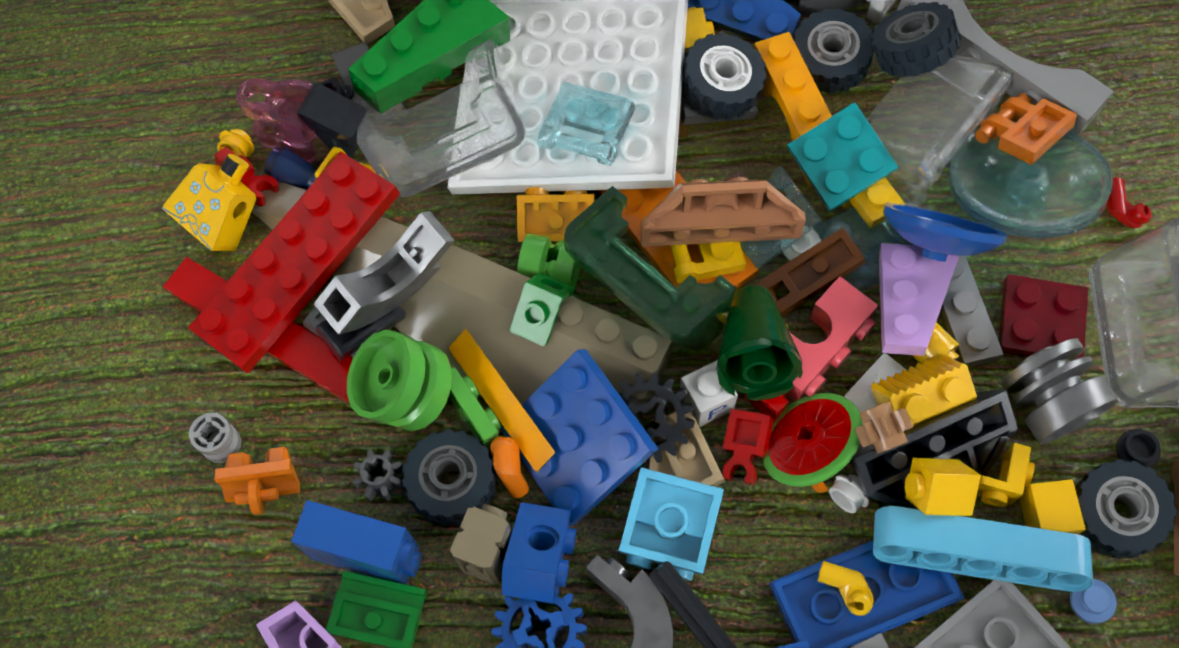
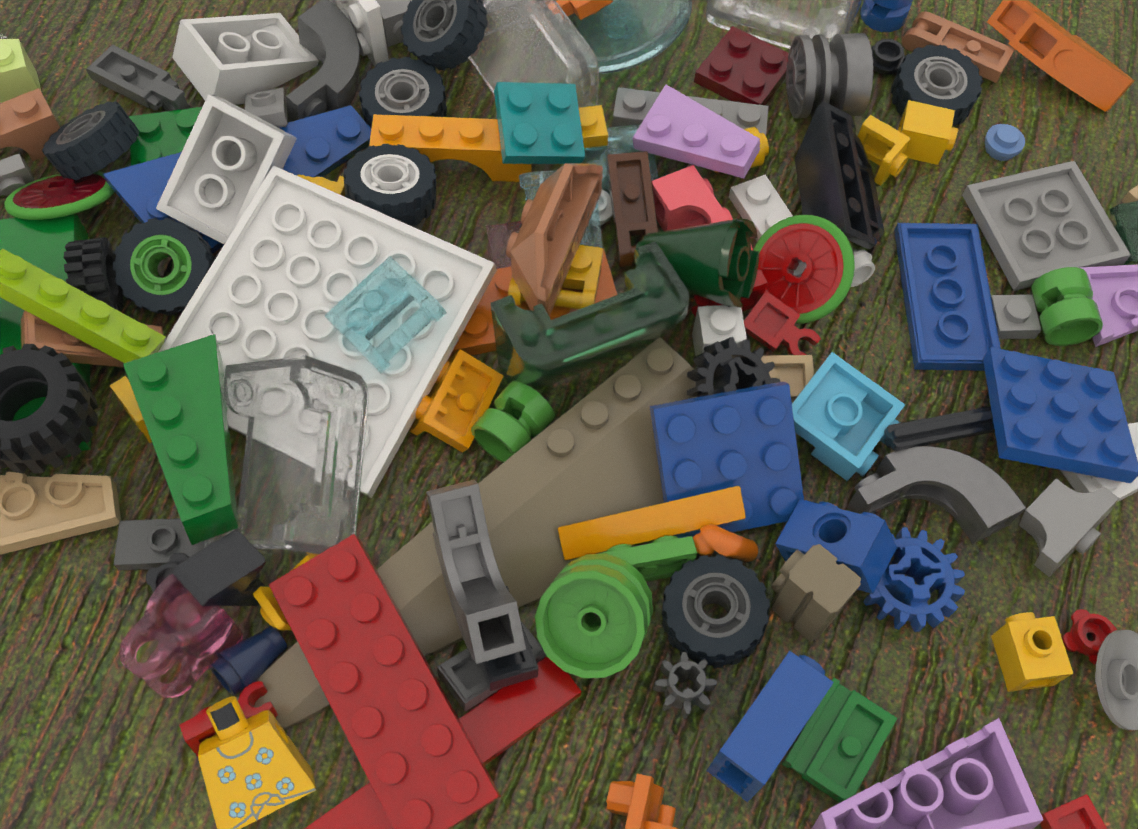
camera: 75 degrees left, 5 degrees down
(236, 141) = (165, 721): yellow plate -> none
(539, 308) = (576, 439): bracket -> none
(851, 586) = (948, 296): yellow arm -> none
(883, 427) = (833, 192): medium nougat gear -> none
(927, 388) = (794, 163): yellow brick -> none
(942, 233) = (657, 80): blue dish -> none
(942, 487) = (889, 185): yellow brick -> none
(983, 549) = (947, 187): medium azure beam -> none

